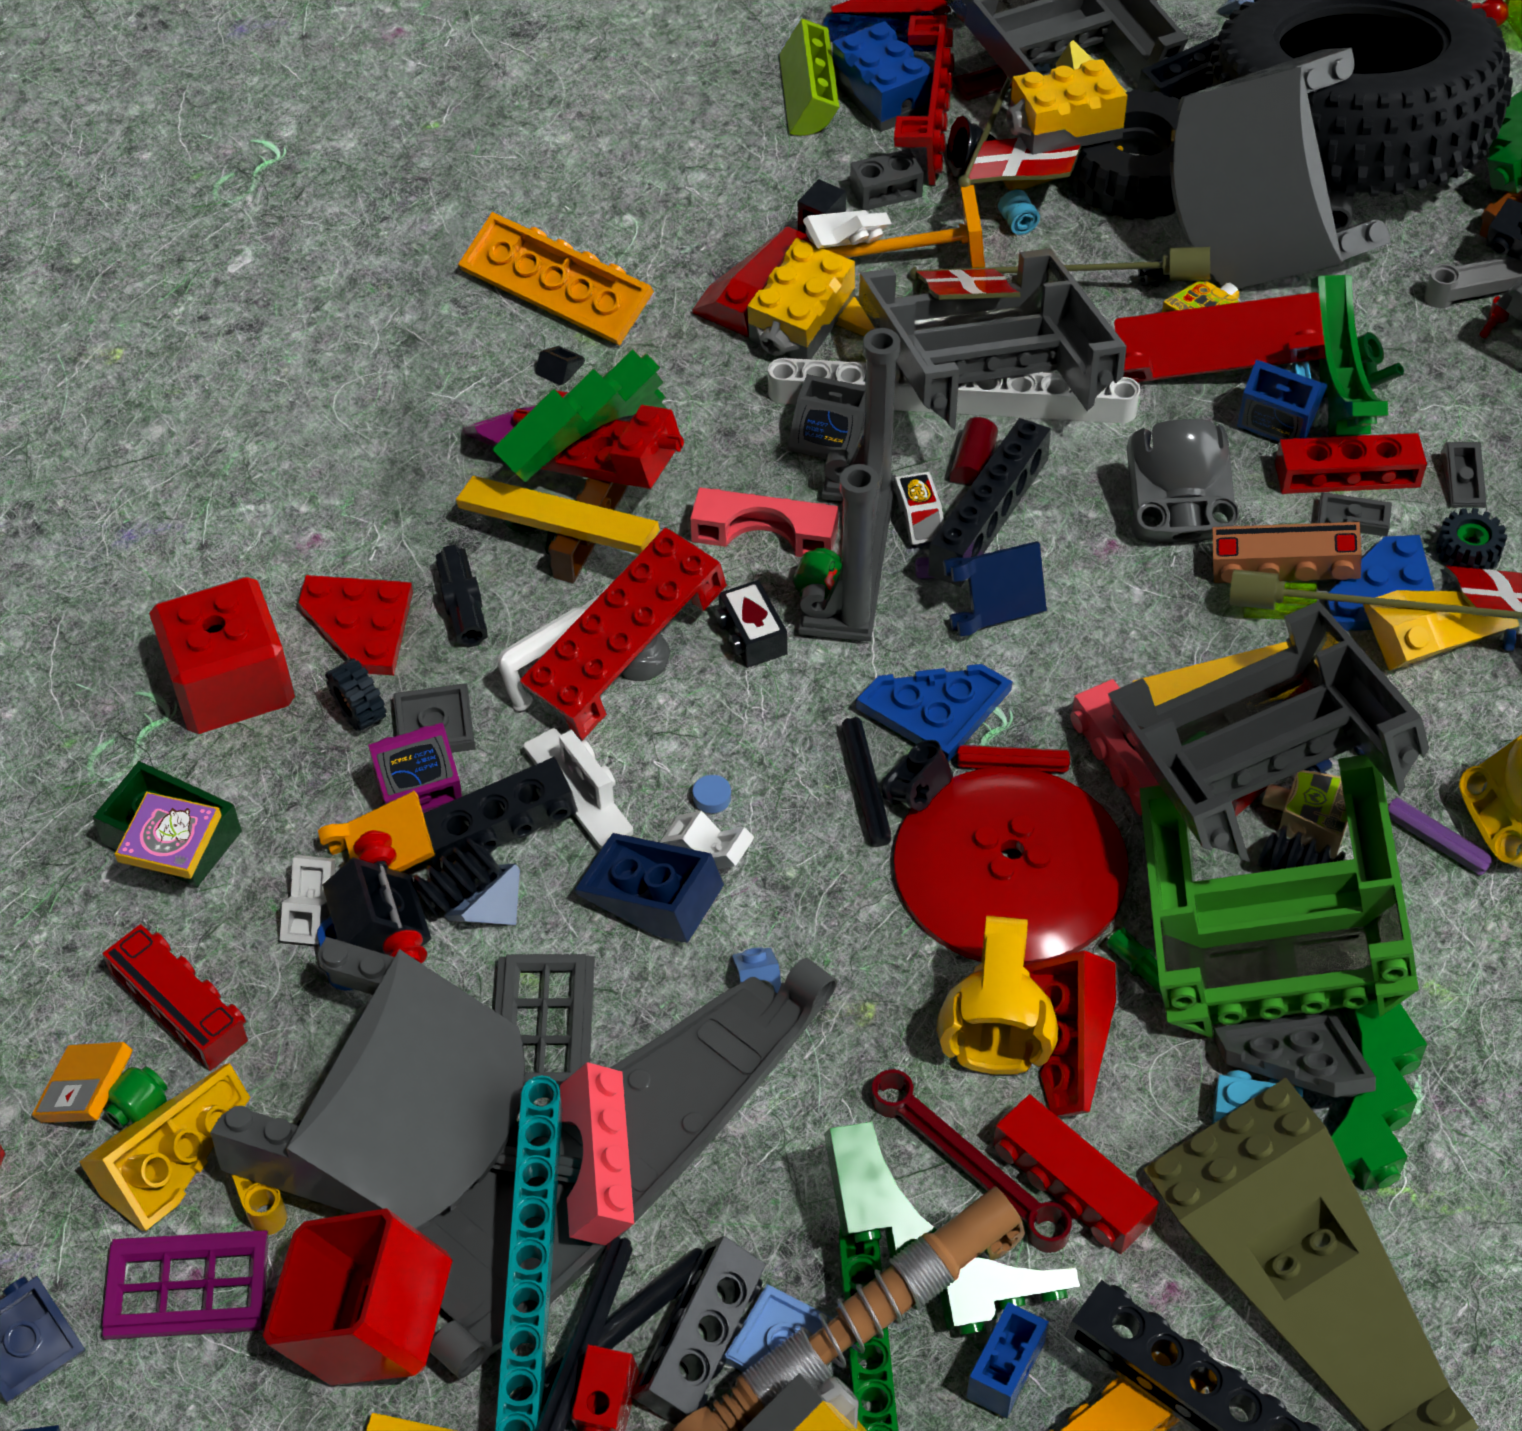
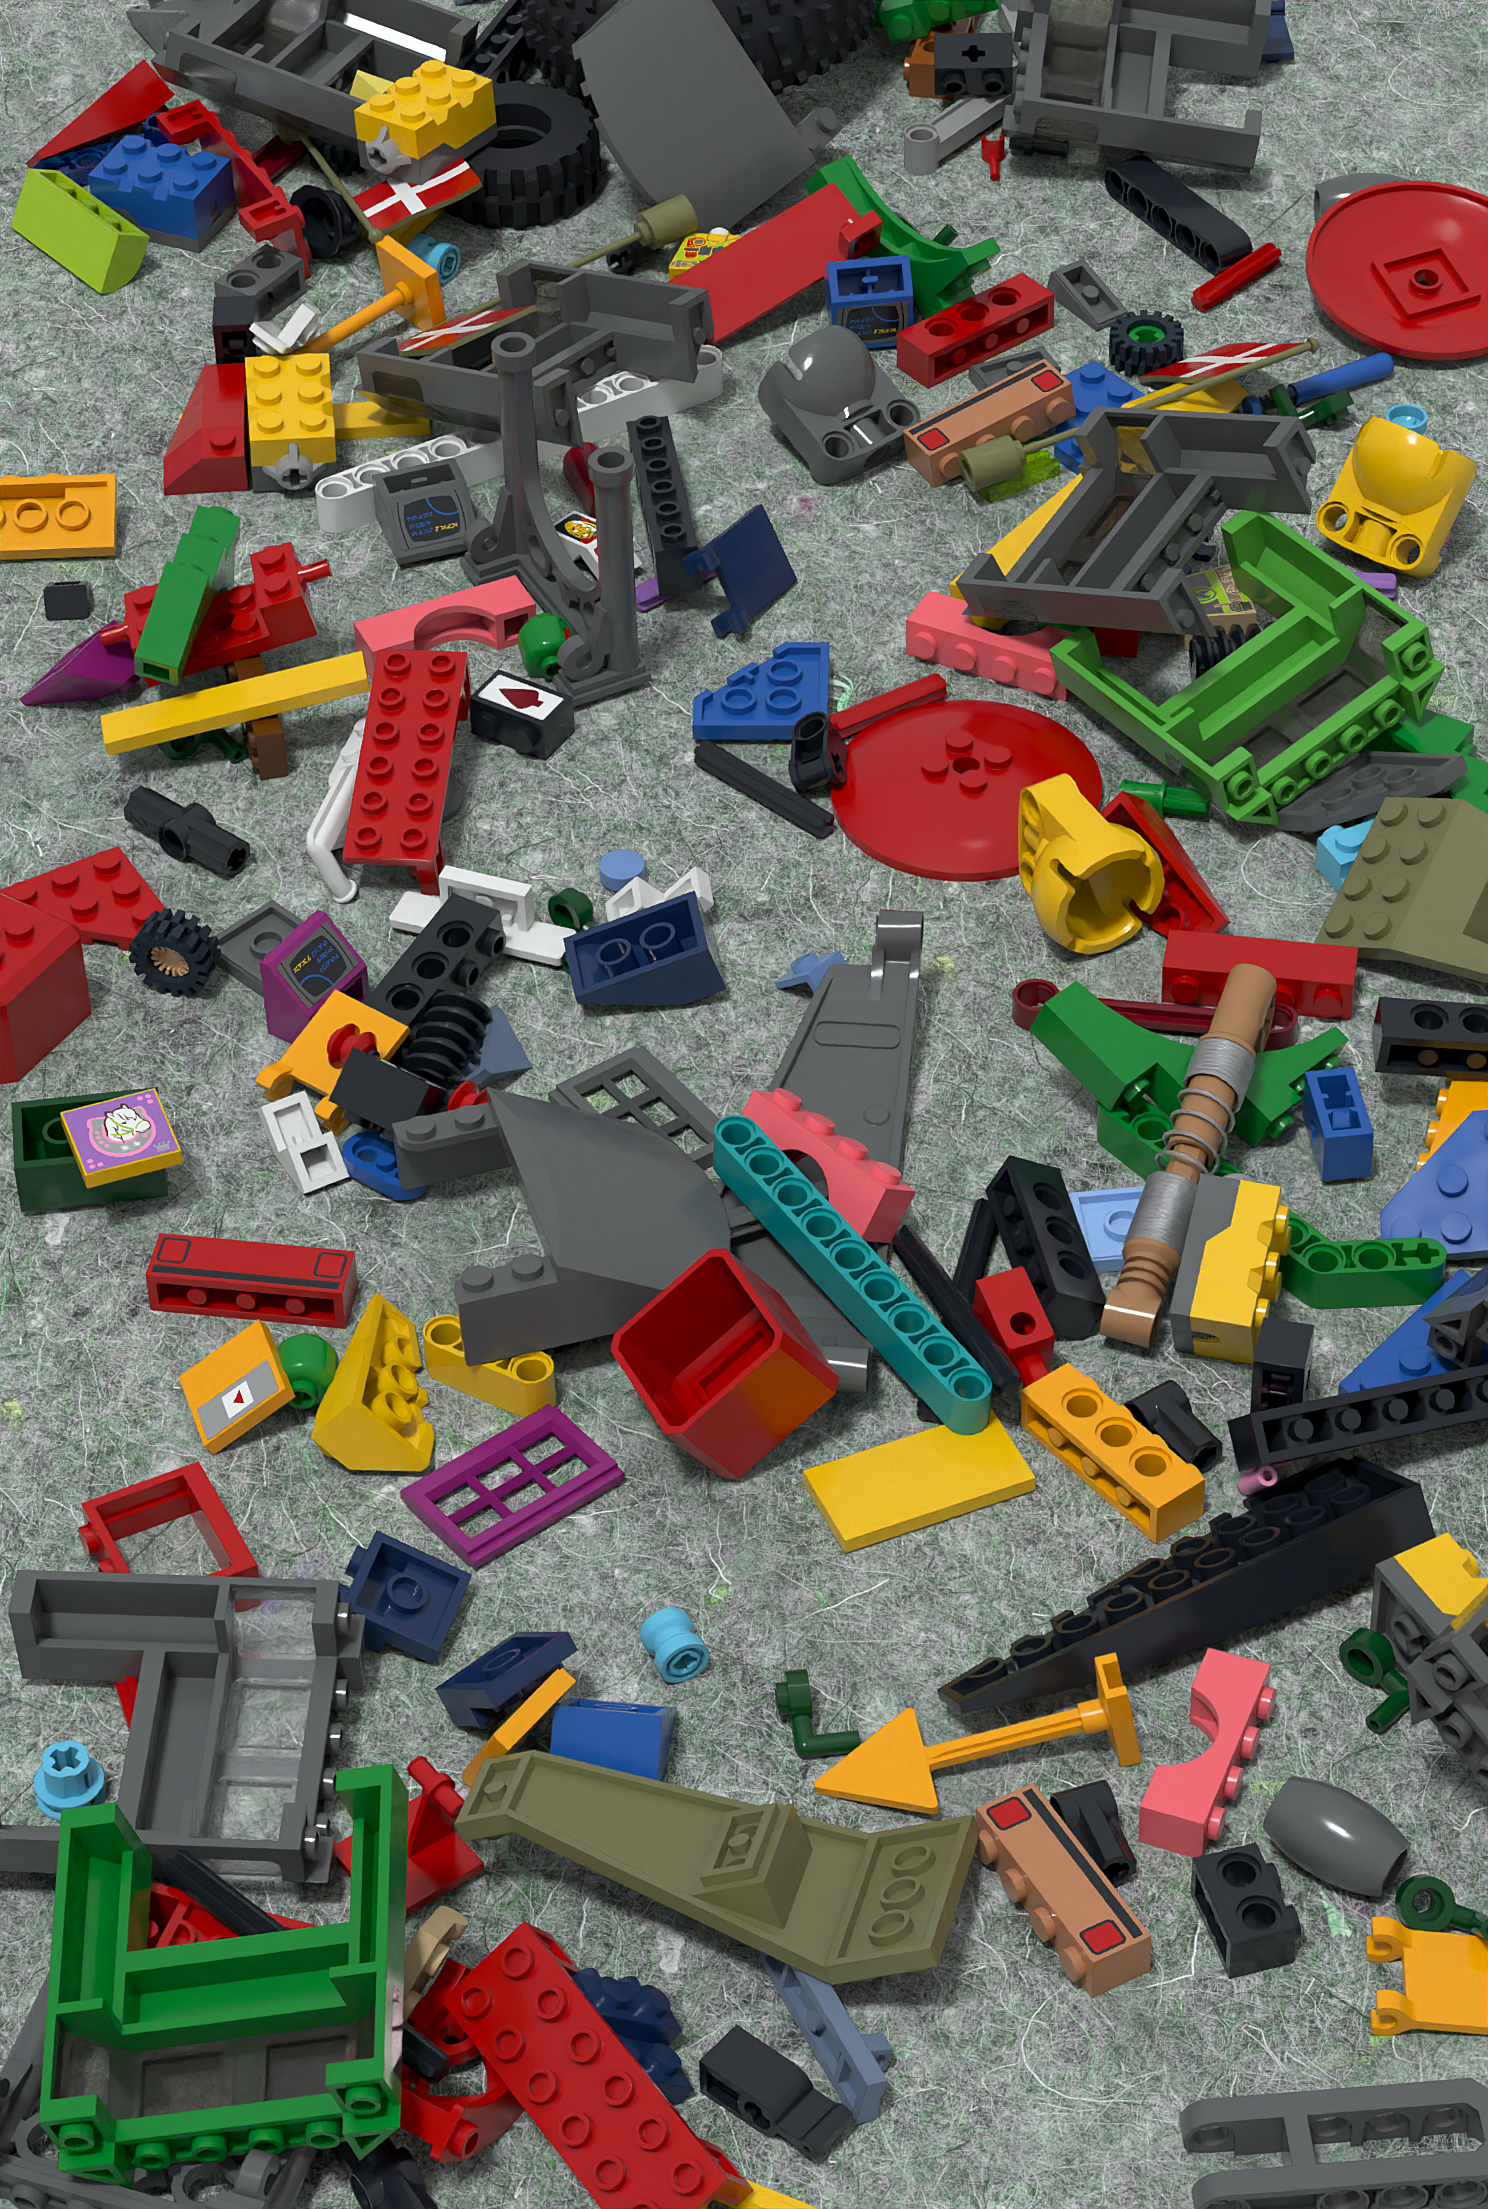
camera: 35 degrees left, 10 degrees down
(643, 813) = (572, 911): none -> dark green plate

